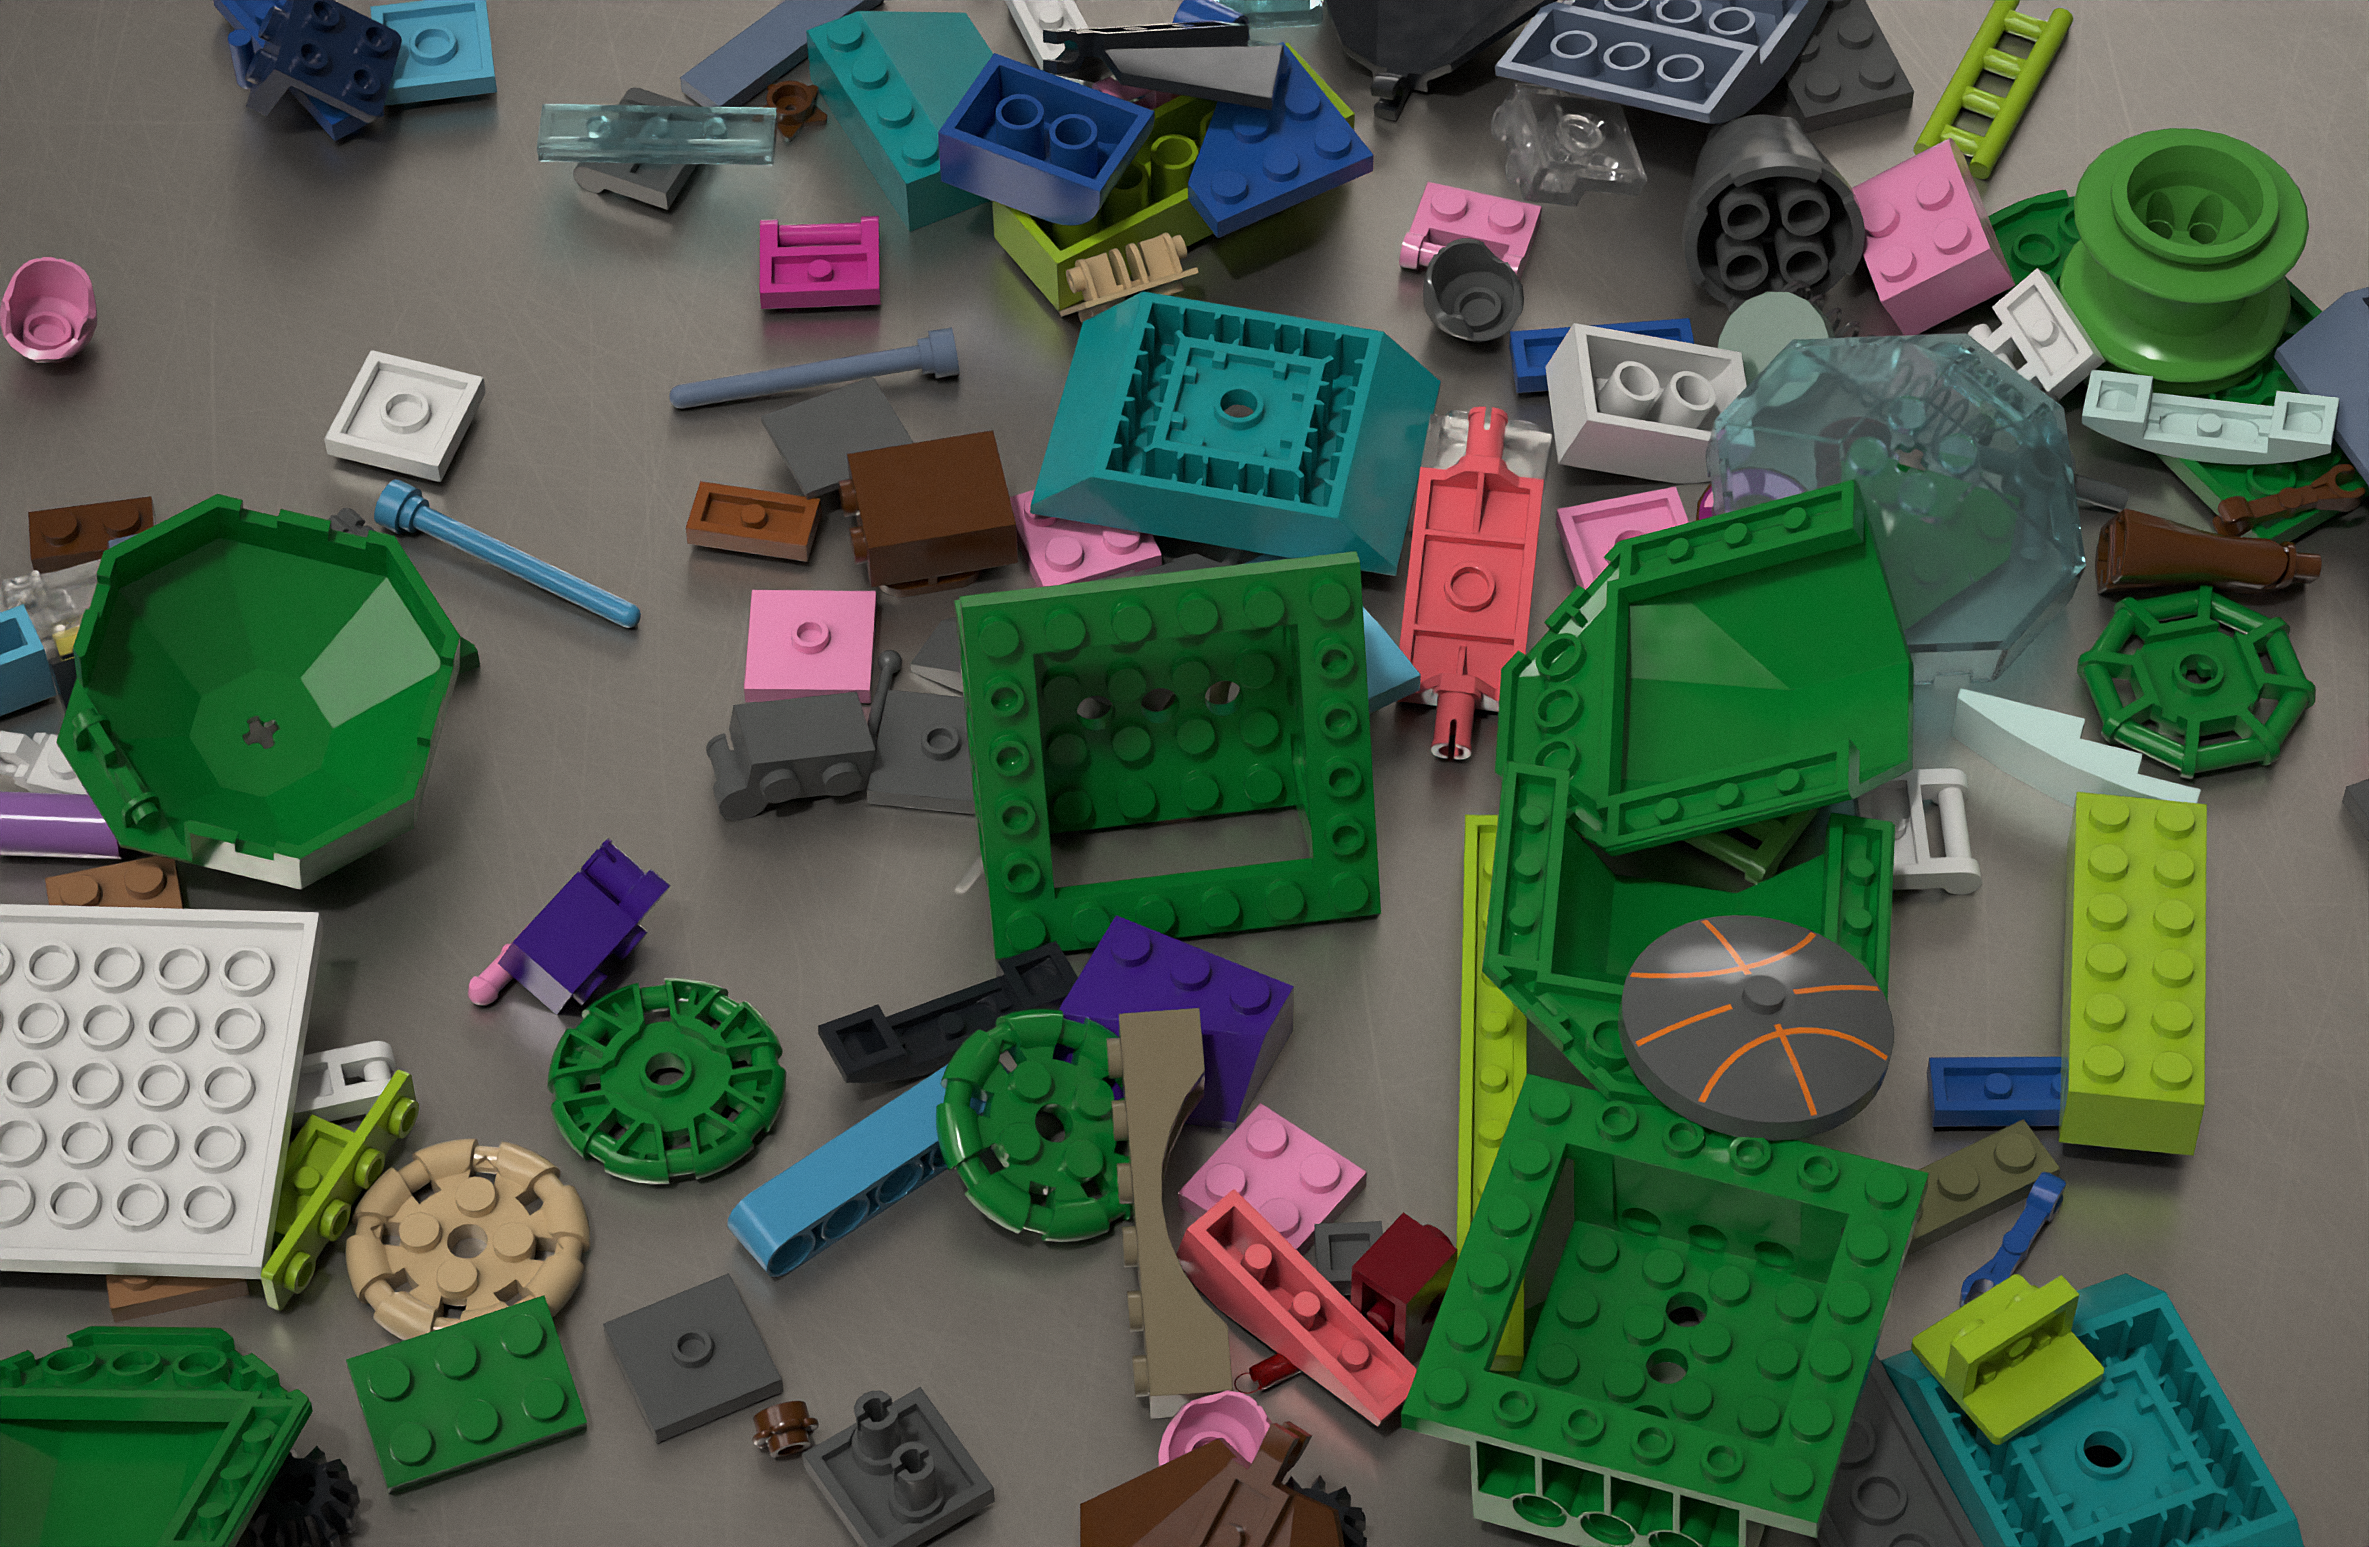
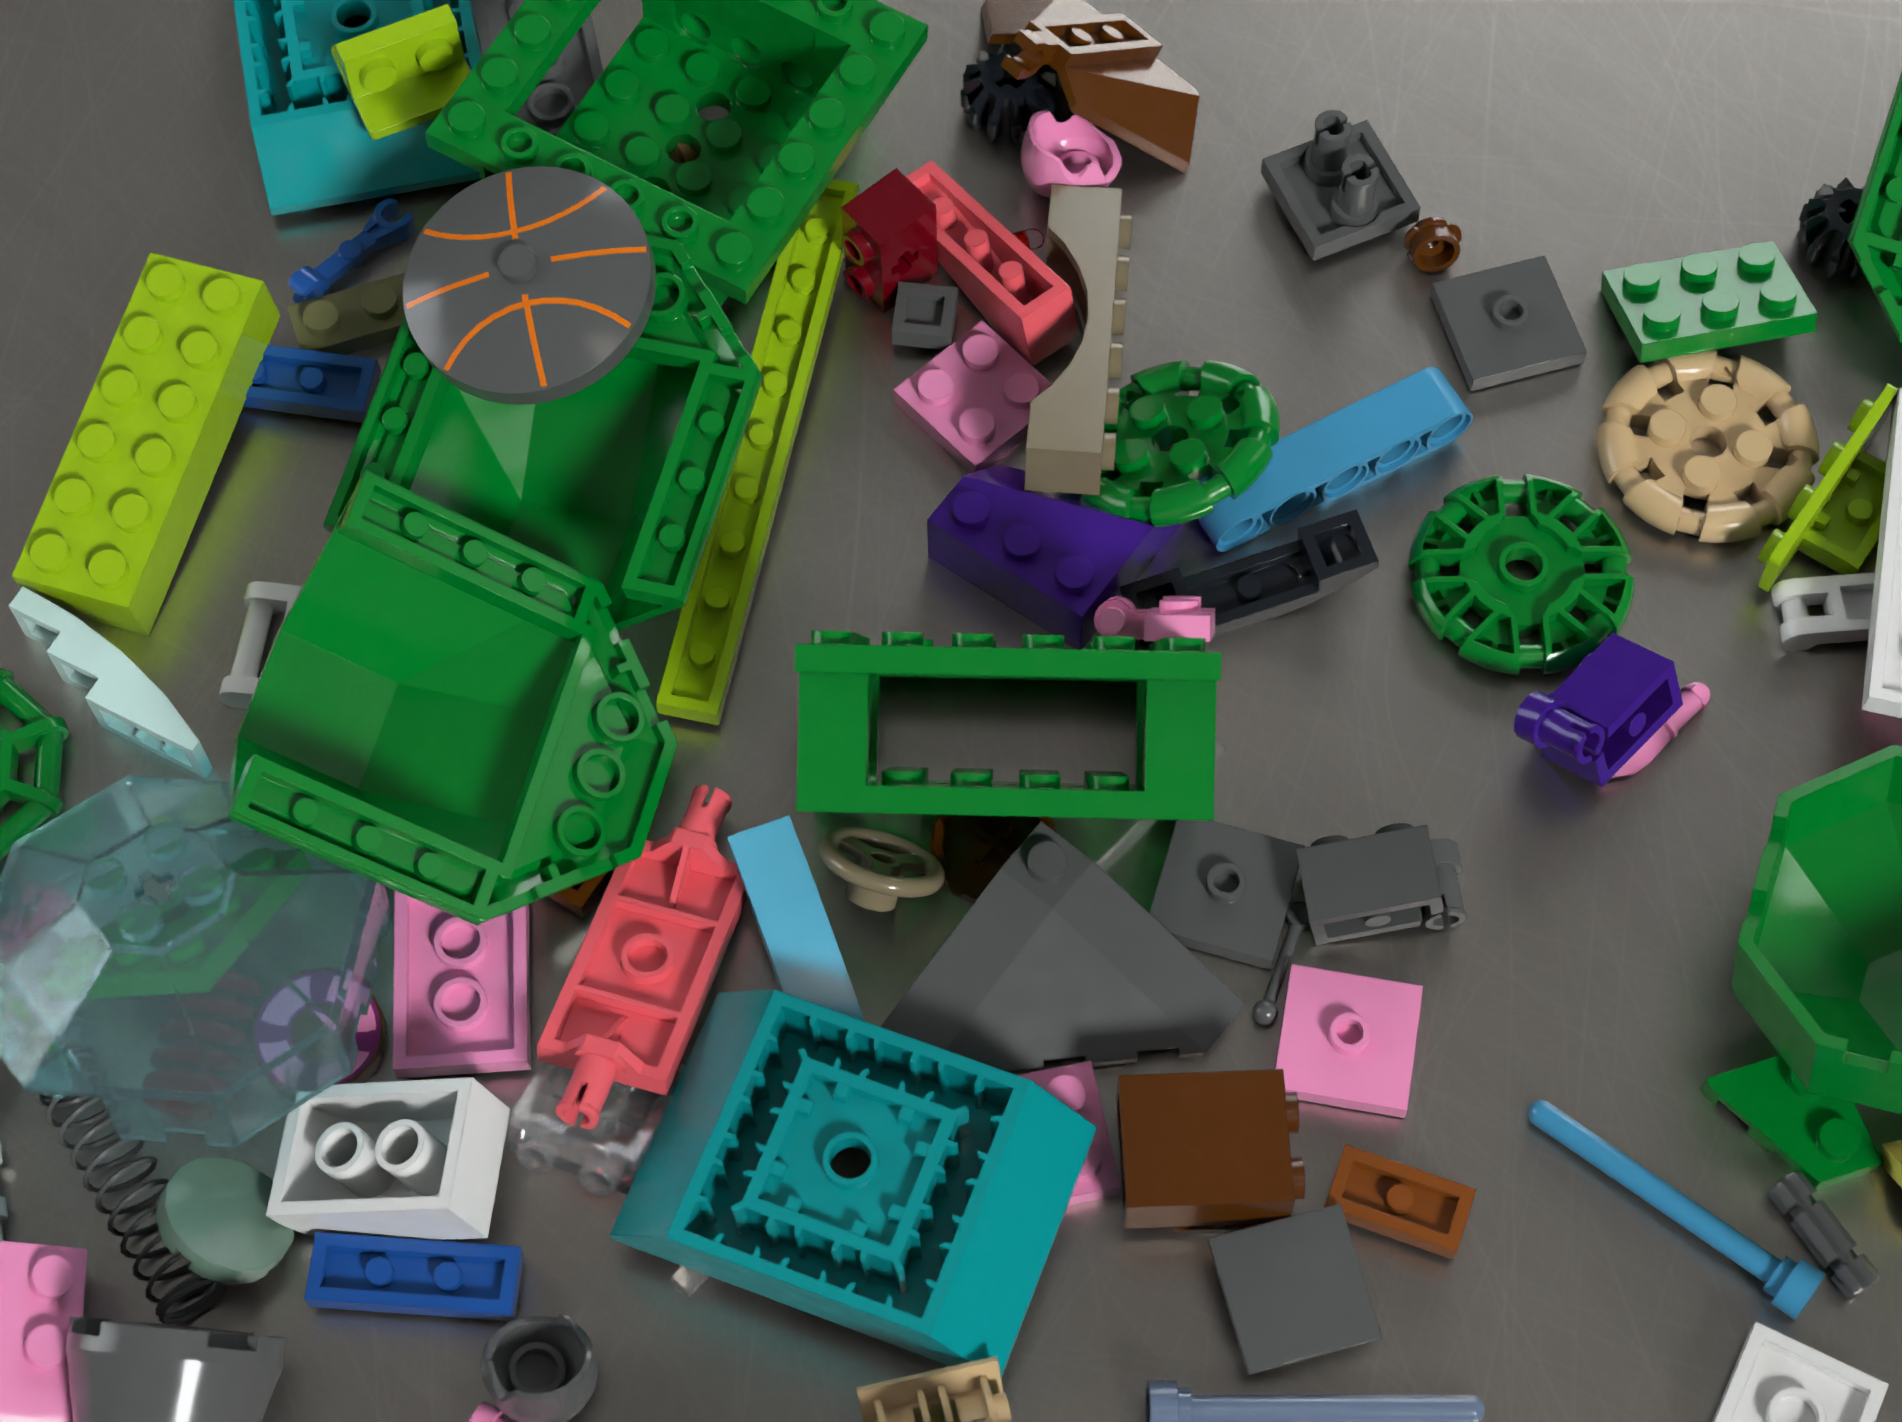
camera: 170 degrees left, 10 degrees up
(1015, 892) = (1172, 619): none -> bright pink plate

